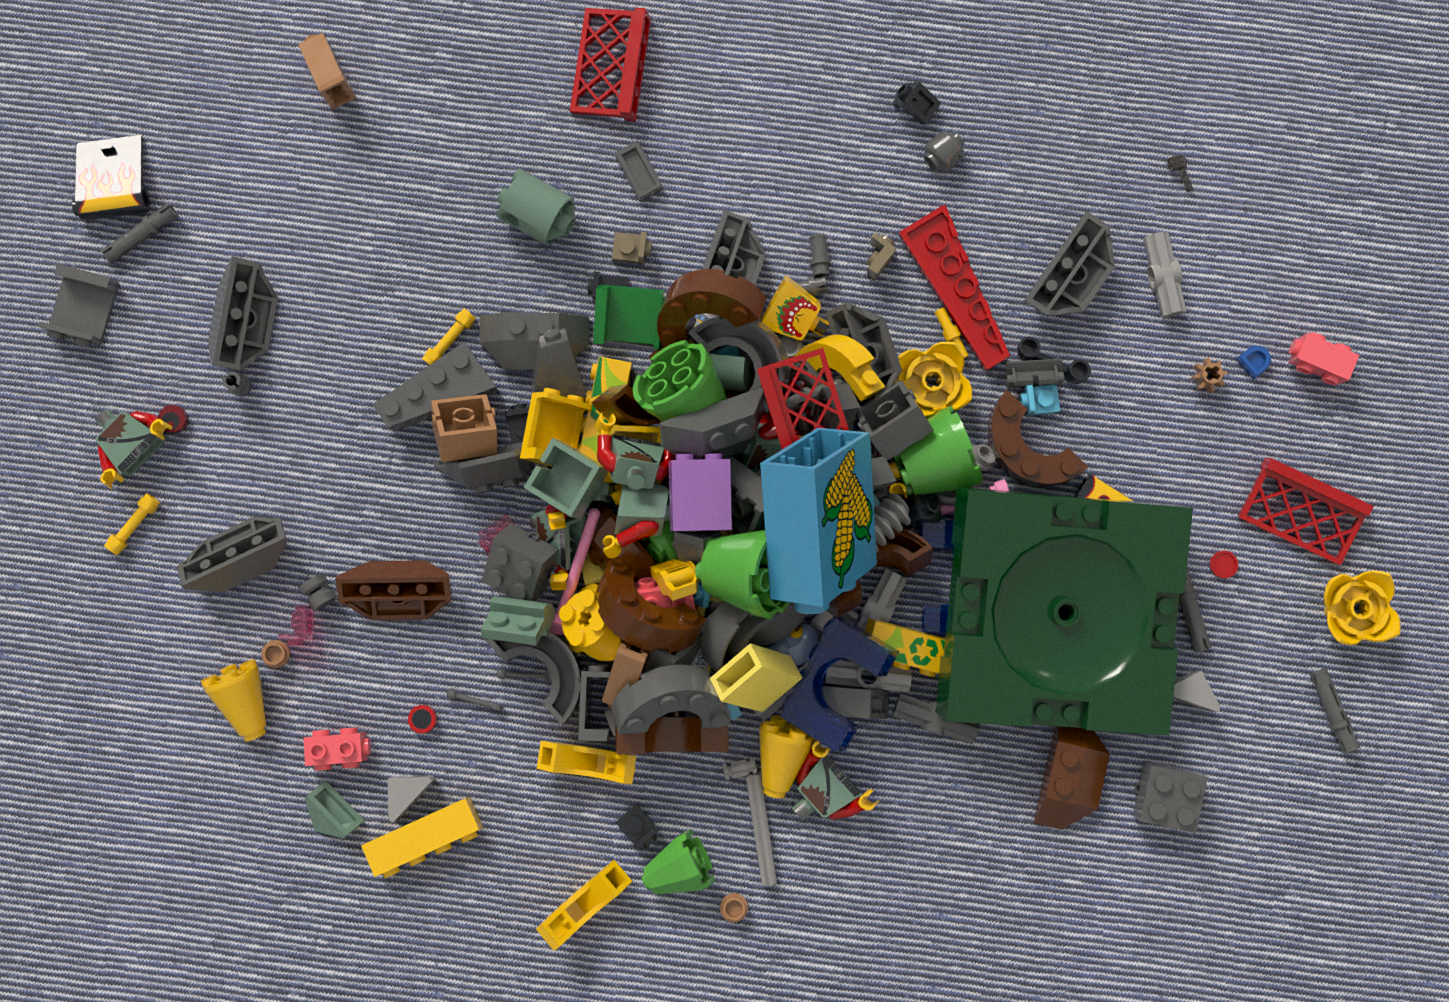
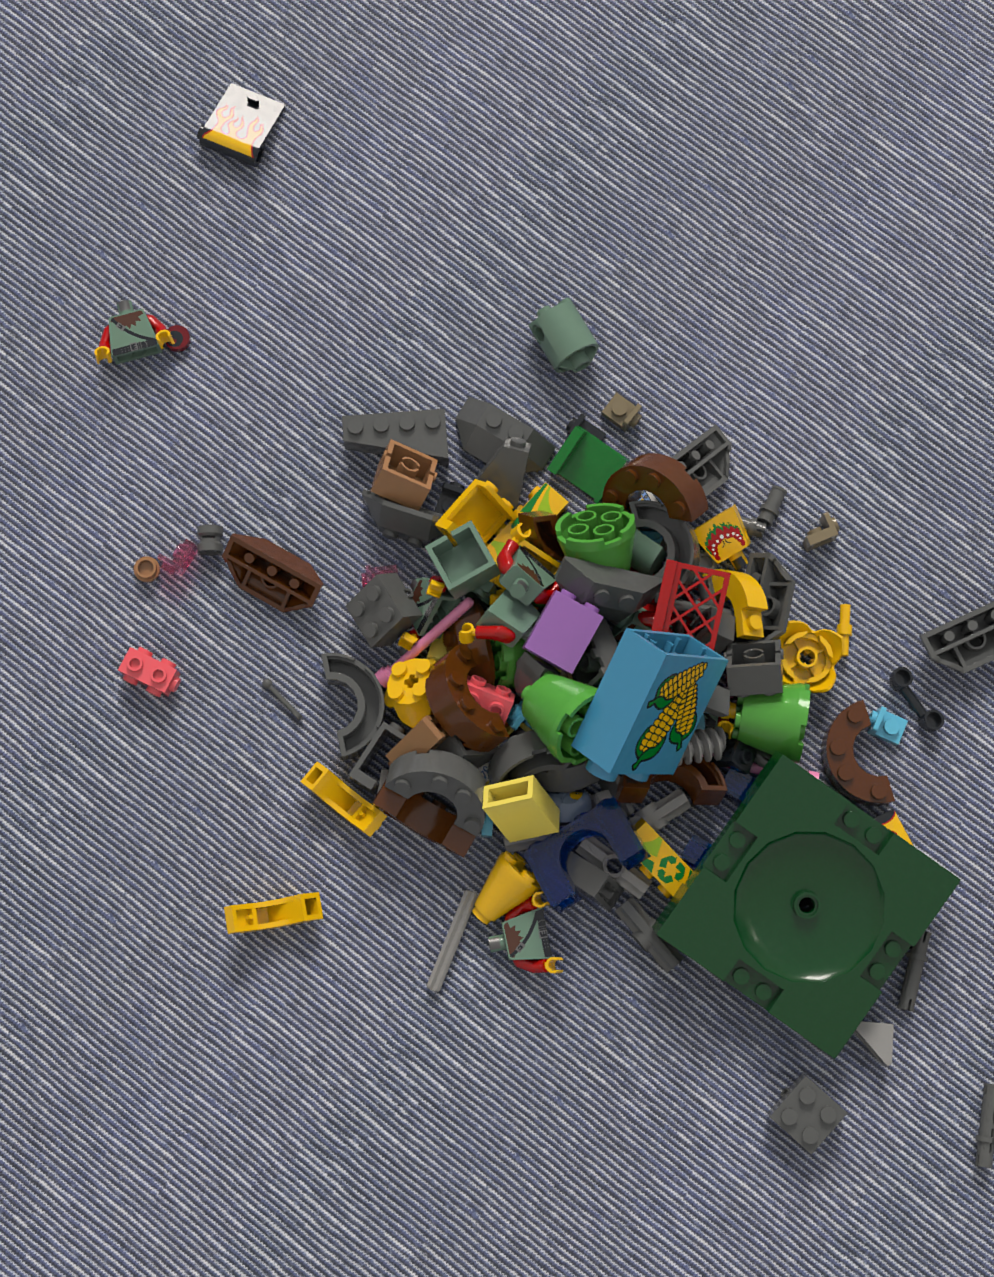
camera: 25 degrees right, 5 degrees down
(81, 306) = (159, 210): dark grey panel -> none
(117, 543) = (75, 409): yellow bar -> none
(135, 236) = (239, 179): dark grey pin -> none
(234, 556) = (161, 472): dark grey wedge -> none
(237, 379) = (240, 335): dark grey pin -> none
(239, 698) = (97, 586): yellow cone -> none
(241, 315) = (280, 288): dark grey wedge -> none
(326, 70) = (461, 137): medium nougat slope -> none
(330, 812) = (115, 721): sand green slope -> none
(404, 792) = (182, 740): light grey slope -> none
(421, 837) = (176, 783): yellow brick -> none
(422, 718) = (232, 689): tile -> none
(464, 320) = (453, 393): yellow bar -> none
(502, 673) = (317, 691): dark grey hinge -> none
(517, 620) = (357, 651): sand green brick -> none
(633, 63) = (711, 266): red fence -> none
(638, 171) = (664, 355): dark grey tile -> none
(638, 827) = (353, 878): black bracket -> none
(675, 578) = (503, 689): yellow piece -> none
(679, 867) = (368, 929): bright green cone -> none
(733, 907) = (392, 990): medium nougat plate -> none
(739, 768) = (463, 880): light grey piece -> none
(917, 101) = (924, 428): black bracket -> none
(944, 151) = (923, 480): dark grey head -> none
(944, 263) = (870, 577): red wing -> none
(984, 457) = (812, 744): light grey plate -> none
(1034, 373) = (894, 700): dark grey hinge -> none
(1071, 777) = (734, 1049): reddish brown wedge -> none
(1223, 564) = (963, 950): red piece -> none

